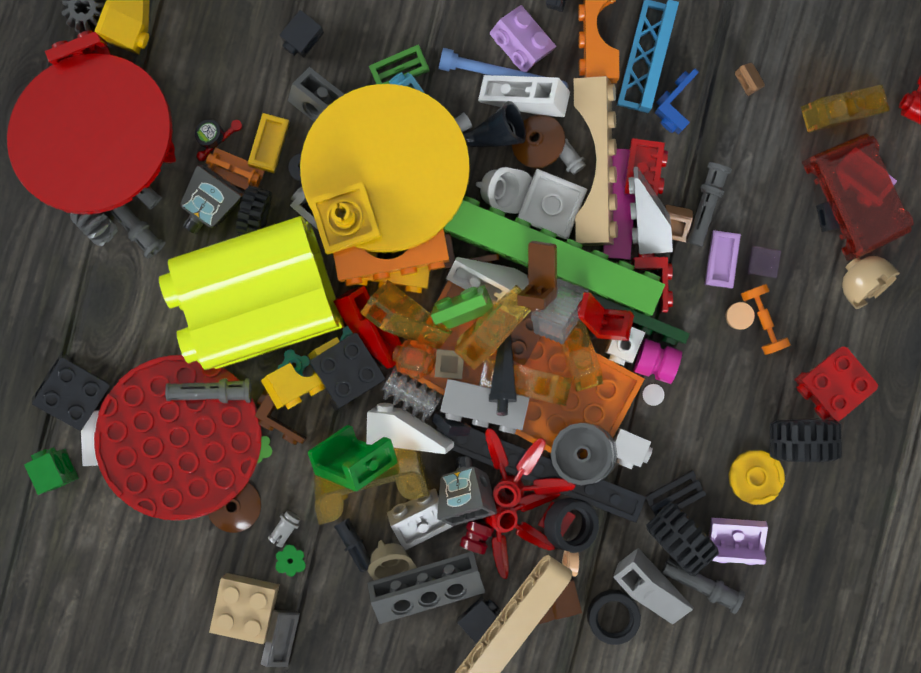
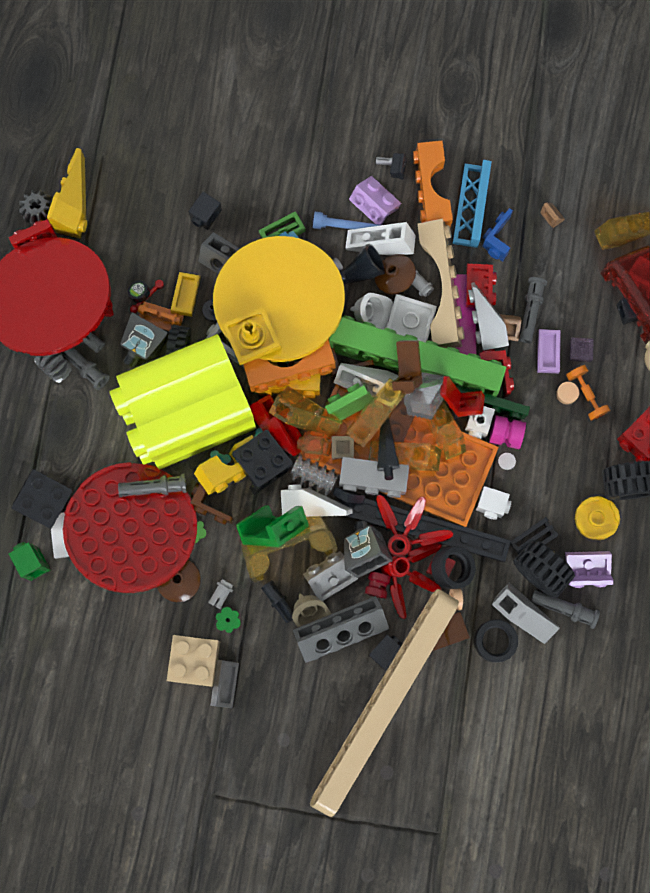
camera: 10 degrees left, 10 degrees down
(600, 449) = (445, 501): dark grey wheel -> none

